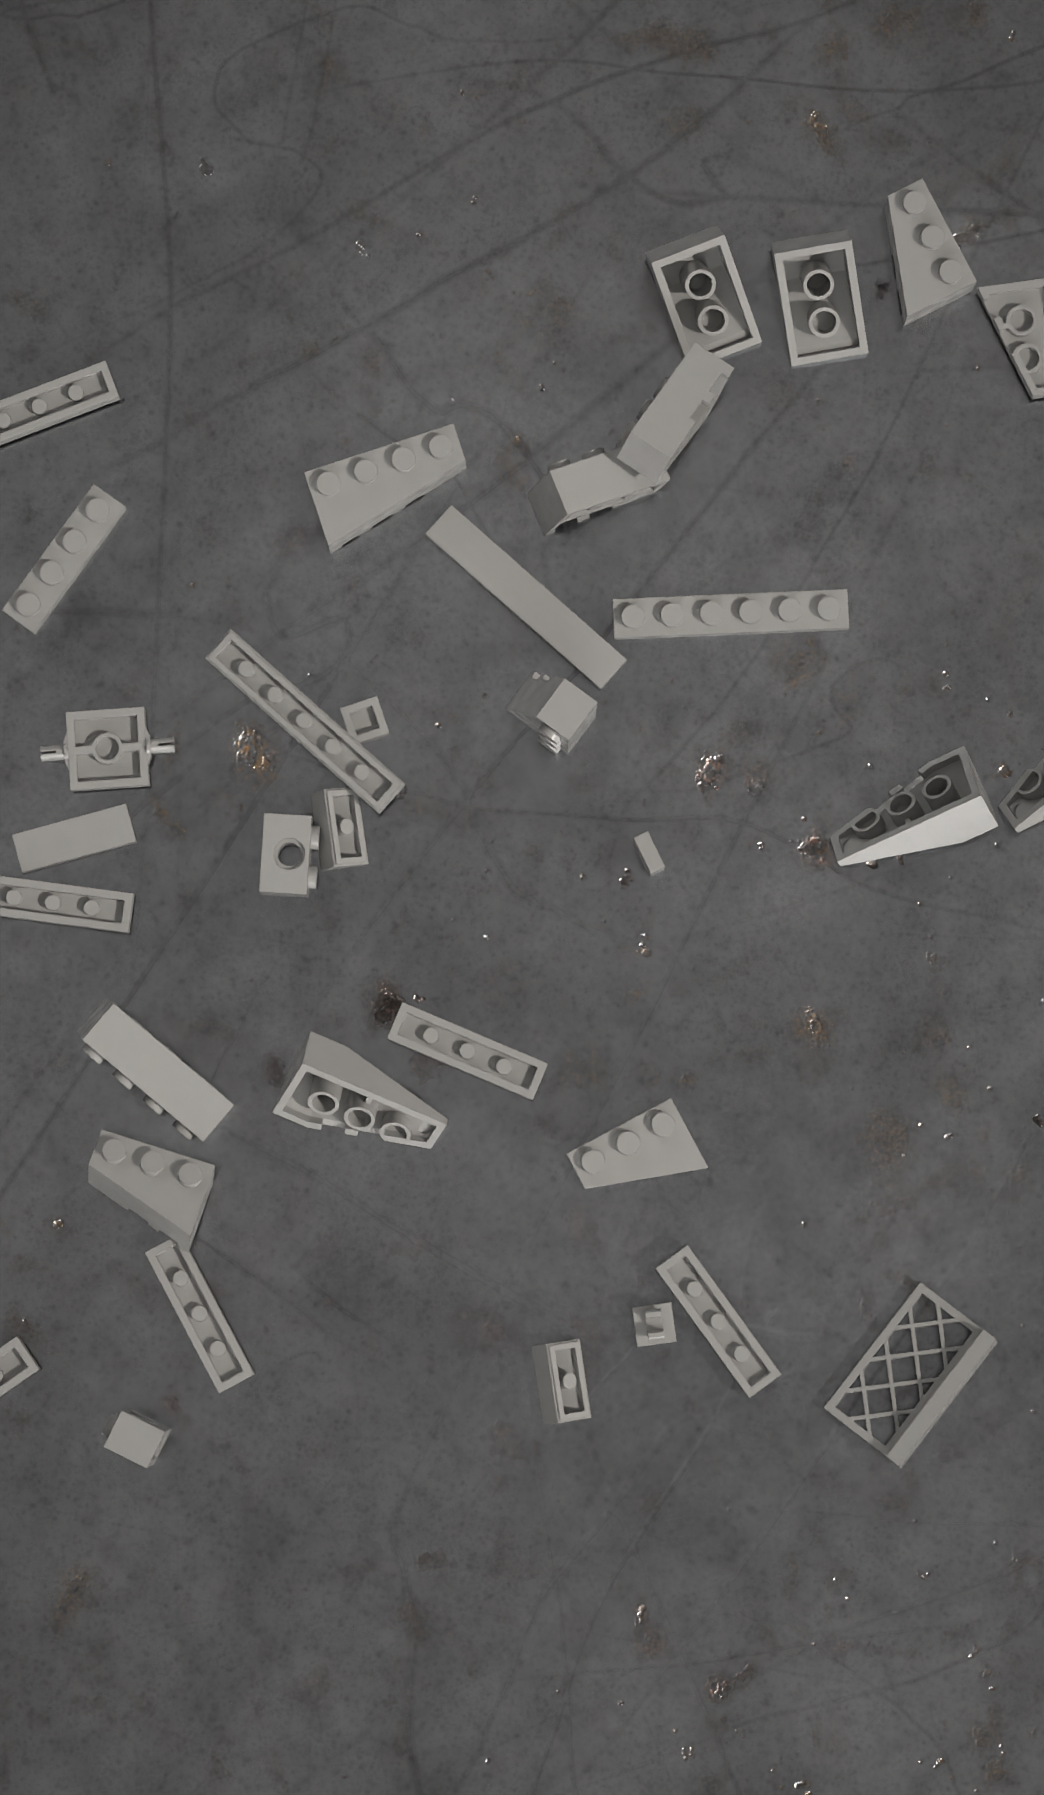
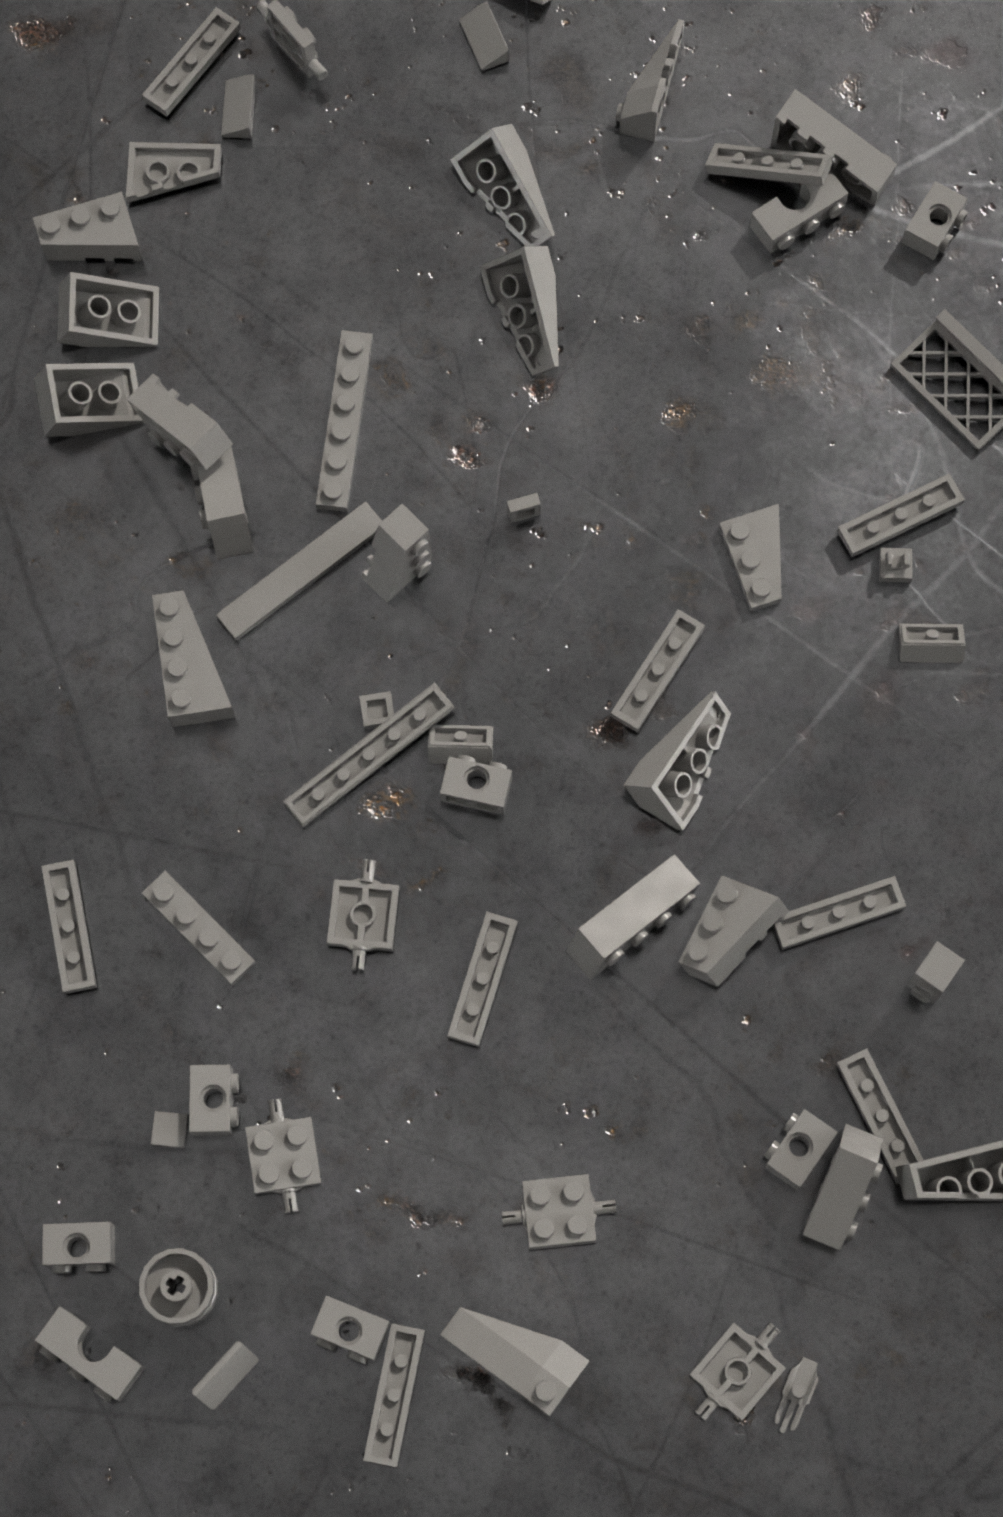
camera: 80 degrees left, 10 degrees down
(74, 838) = (431, 955): light grey tile -> none

